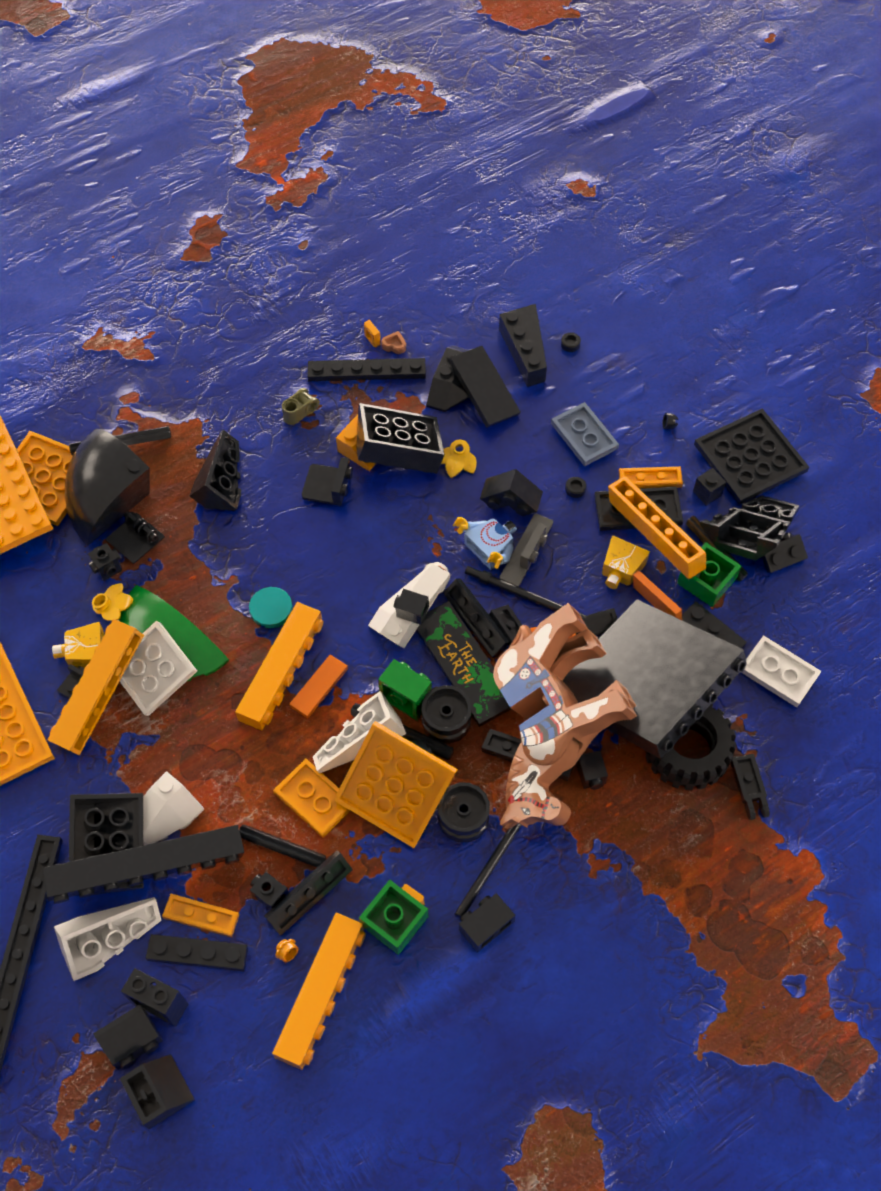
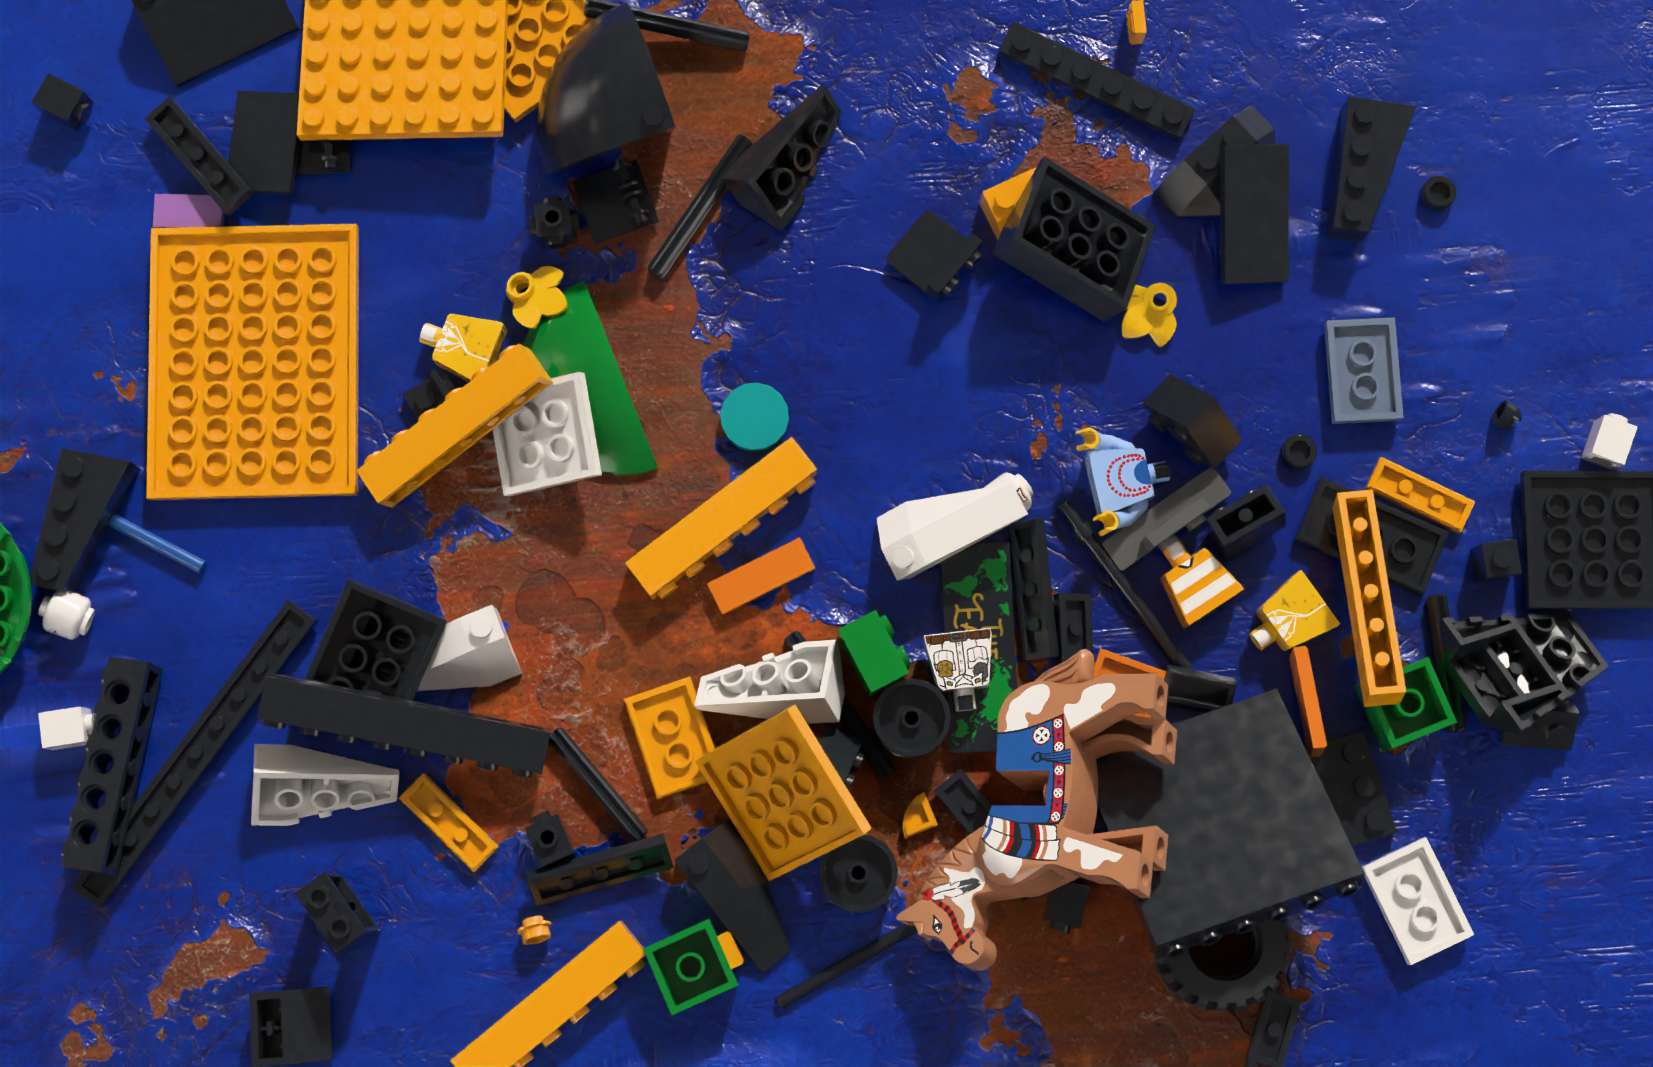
camera: 25 degrees right, 20 degrees up
(128, 1037) = (284, 943): black slope -> none
(183, 523) = (697, 210): none -> black axle
(197, 952) = (421, 870): black plate -> none
(298, 406) = (966, 97): olive piece -> none
(394, 342) = (1163, 53): nougat tile -> none
(394, 860) = (737, 892): none -> black wedge
(411, 606) = (942, 541): black brick -> none
(457, 669) = (960, 663): none -> torso
(481, 768) = (918, 816): none -> light orange tile
(486, 921) = (808, 1035): black brick -> none
(562, 572) = (1196, 583): none -> torso
(569, 528) = (1246, 522): none -> black brick
(728, 408) = (1609, 441): none -> white brick

